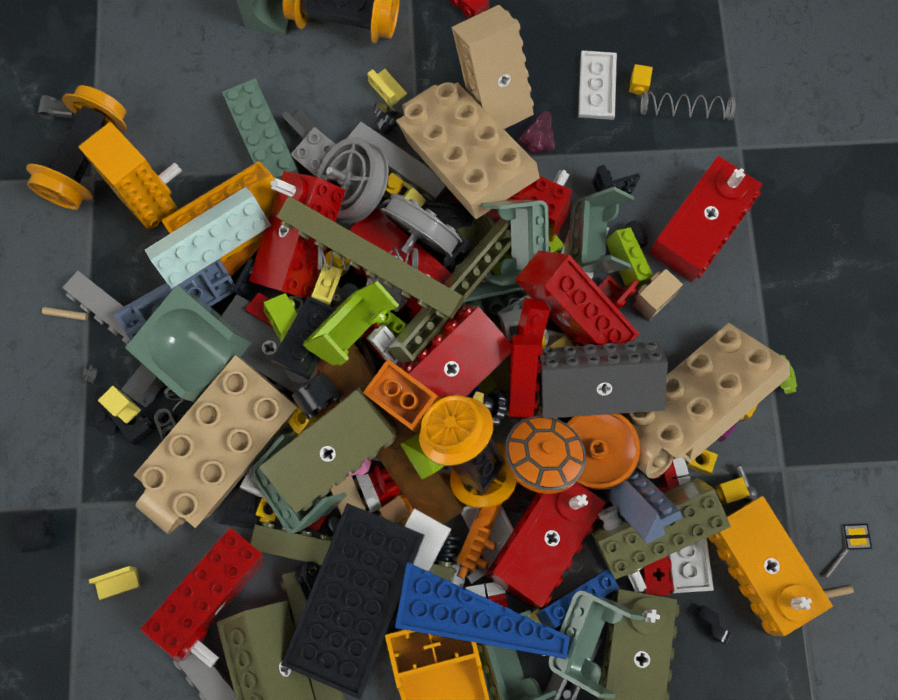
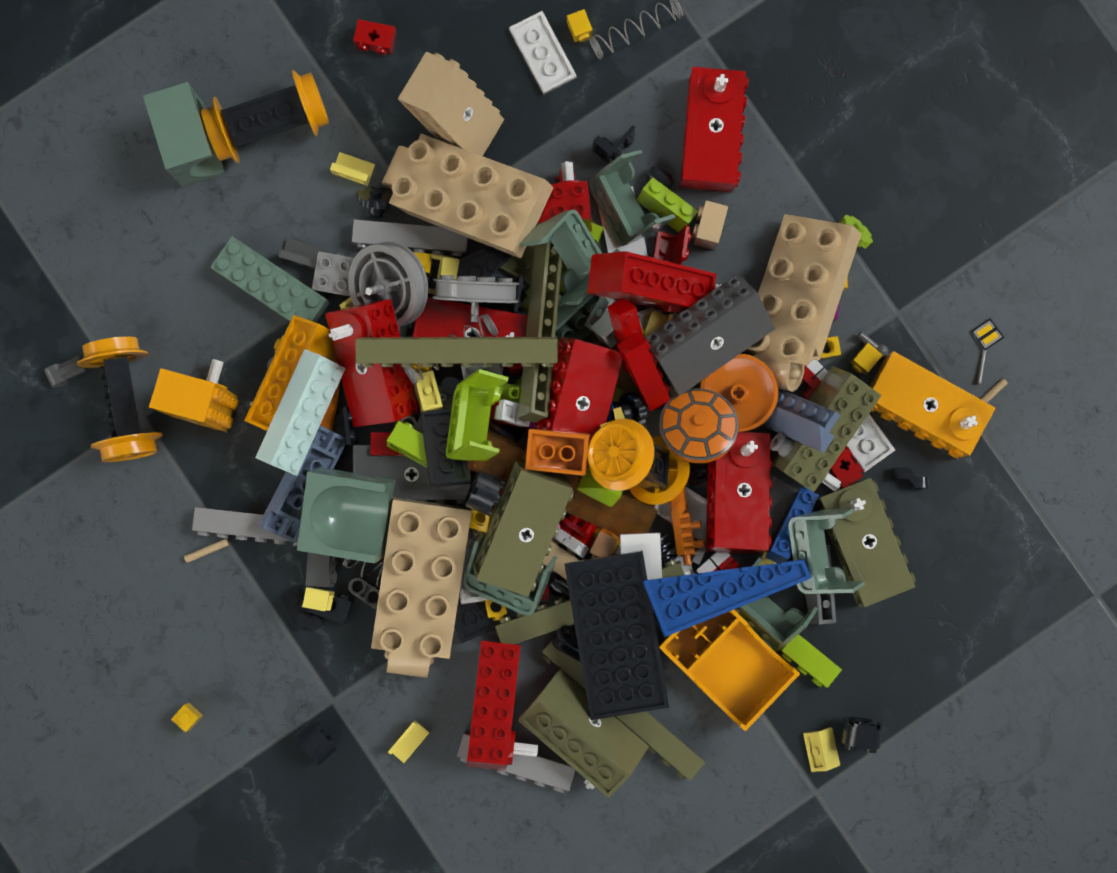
camera: 35 degrees left, 10 degrees up
(89, 374) = (267, 589): dark grey plate -> none
(539, 135) = (520, 133): clear pink rock -> none

